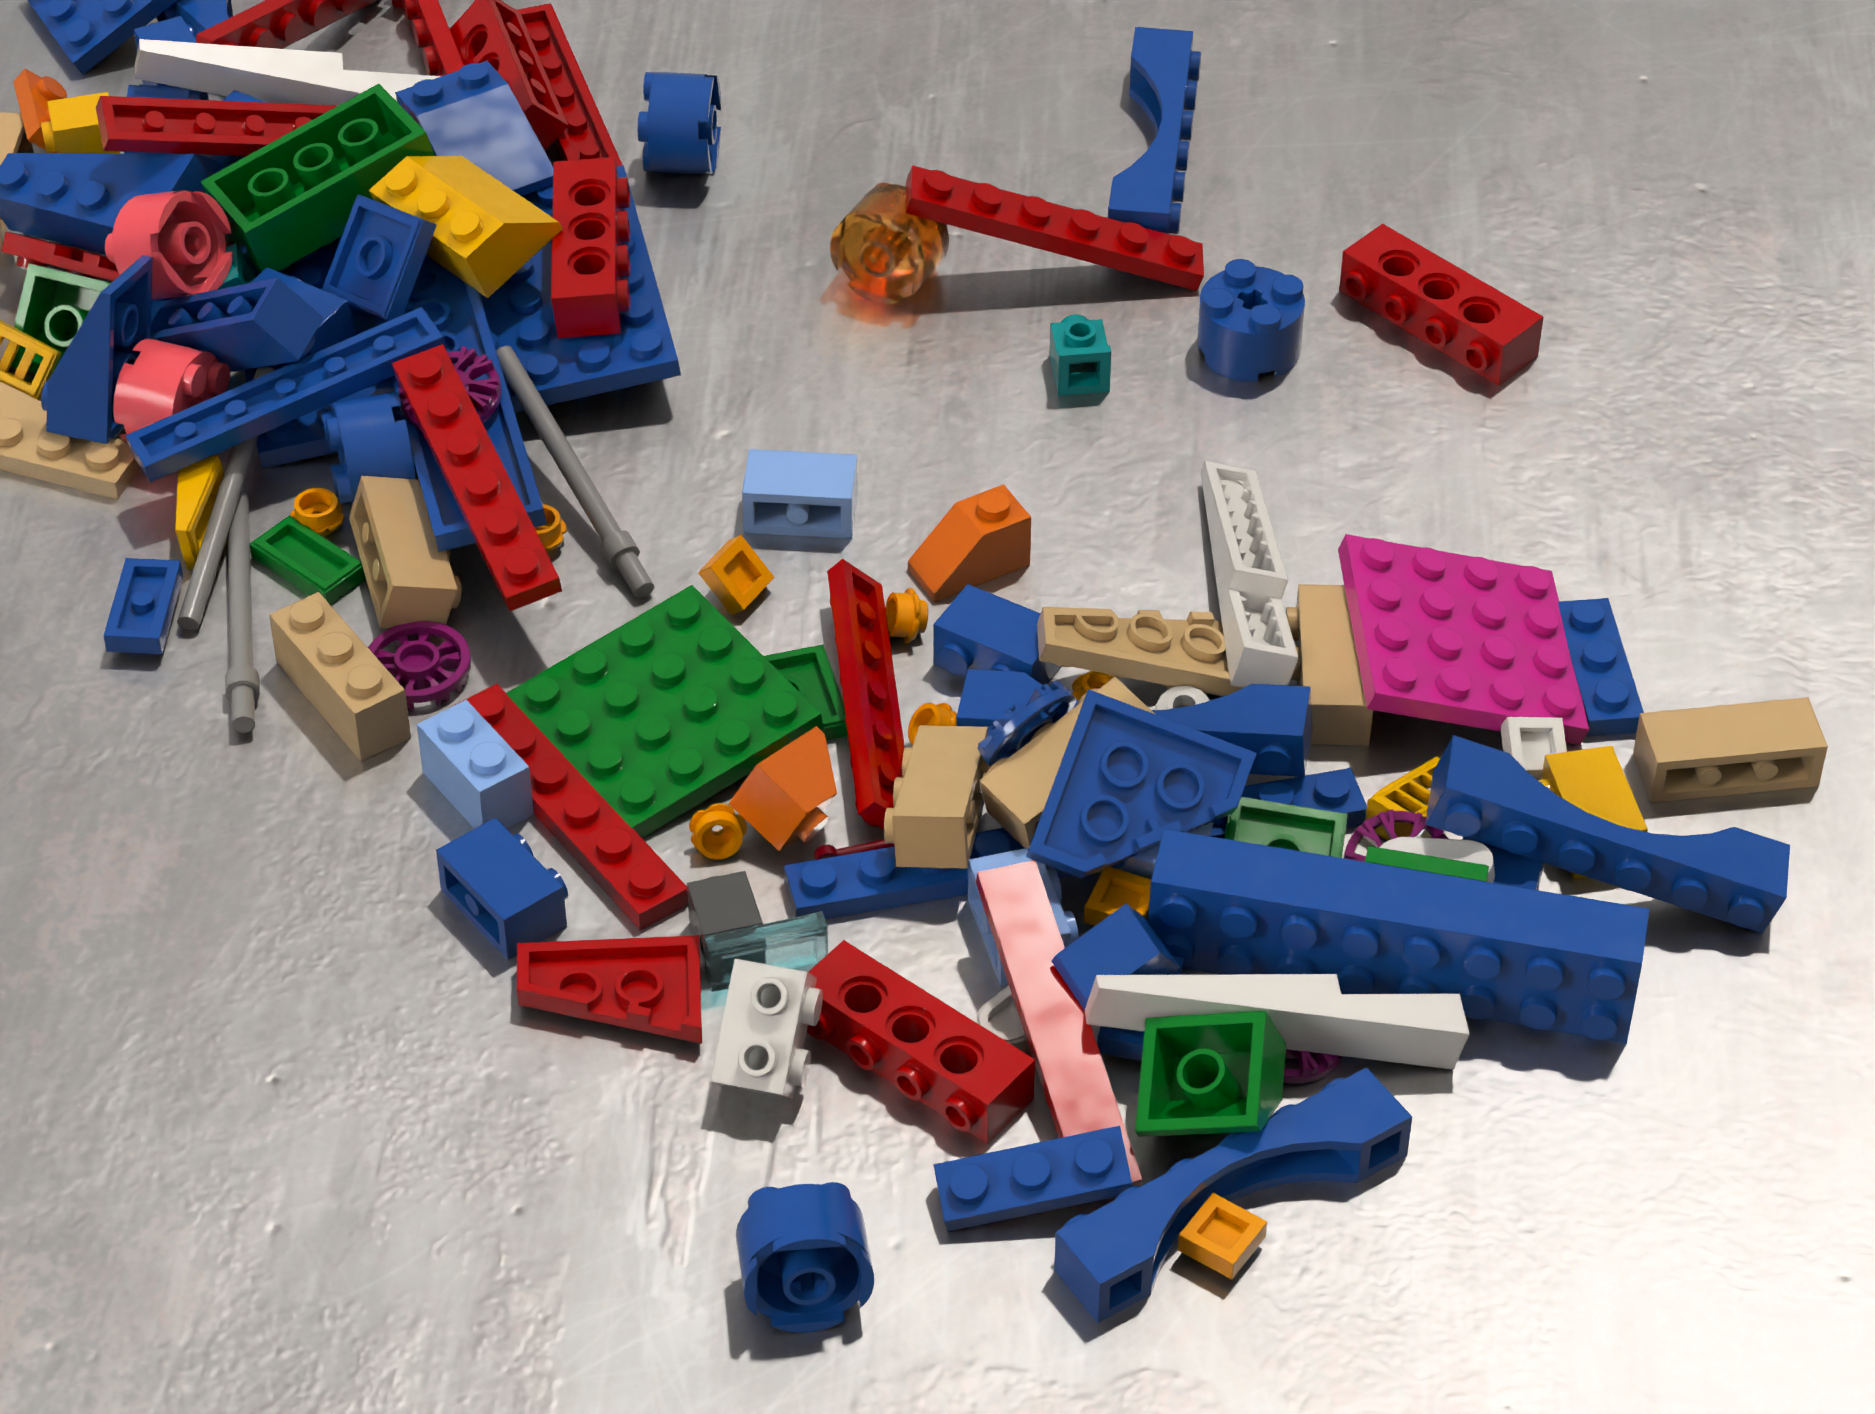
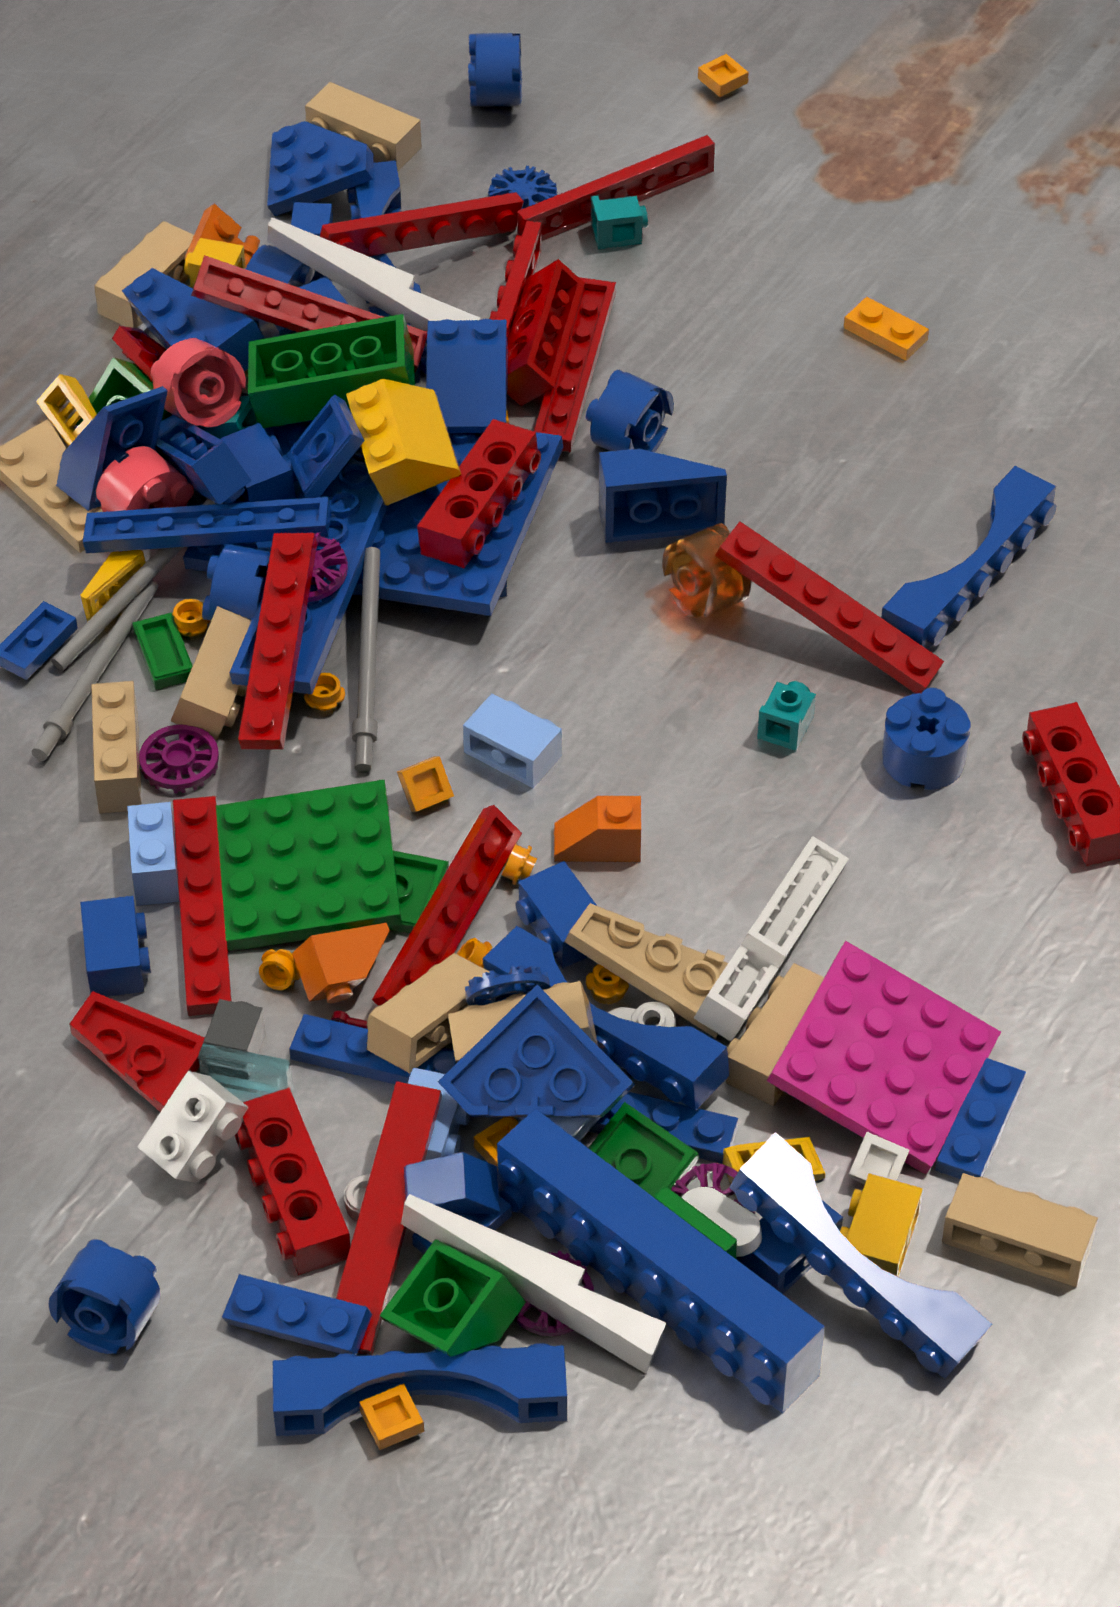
camera: 30 degrees right, 5 degrees up
(775, 188) = (657, 495): none -> blue slope

